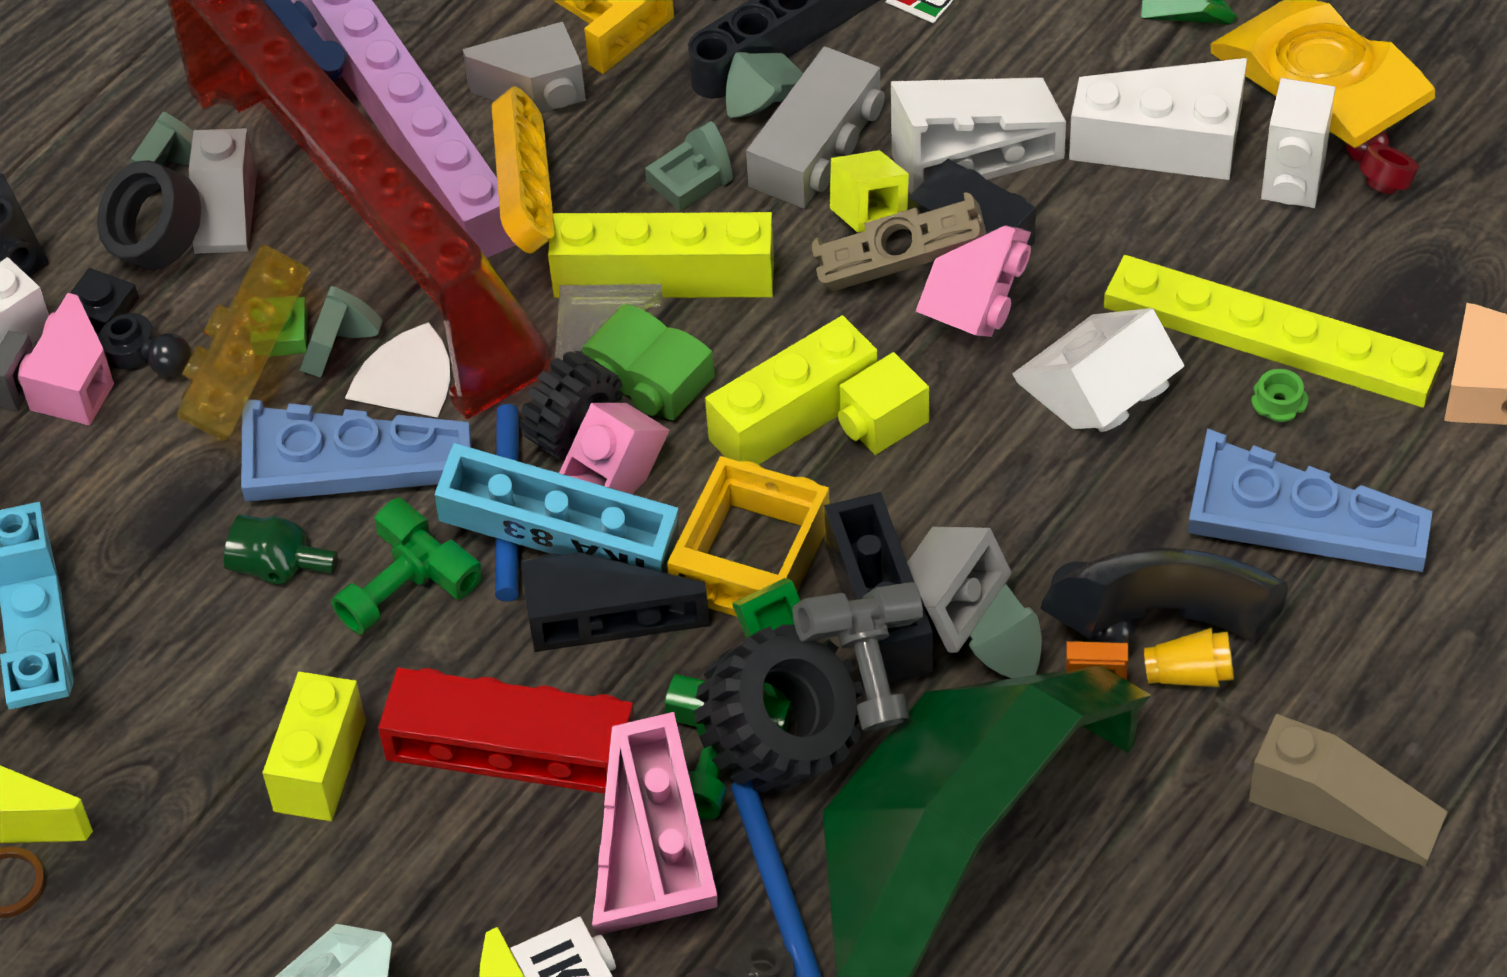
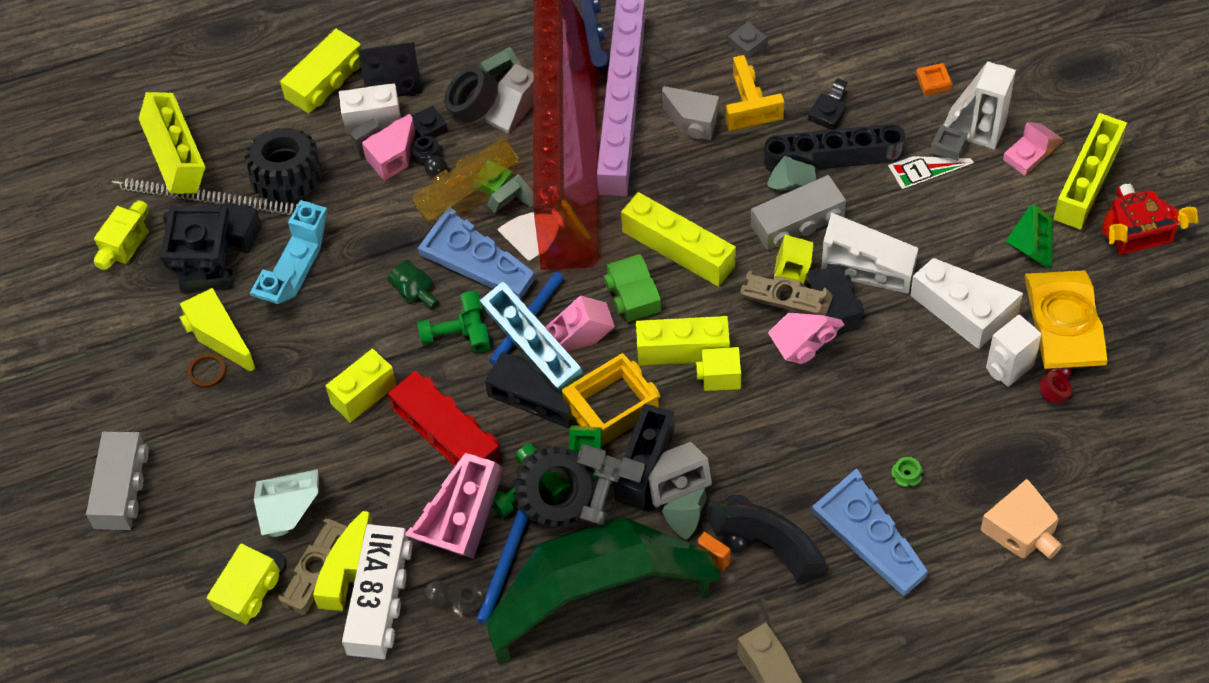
camera: 35 degrees right, 5 degrees up
(522, 170) = (634, 163): yellow beam -> none
(564, 399) = (583, 282): black tyre -> none
(588, 307) = (629, 245): clear tile -> none
(691, 168) = (727, 202): sand green tile -> none
(1102, 368) = (833, 410): white slope -> none
(1191, 660) = (761, 574): yellow cone -> none
(1276, 331) = (934, 438): neon yellow plate -> none

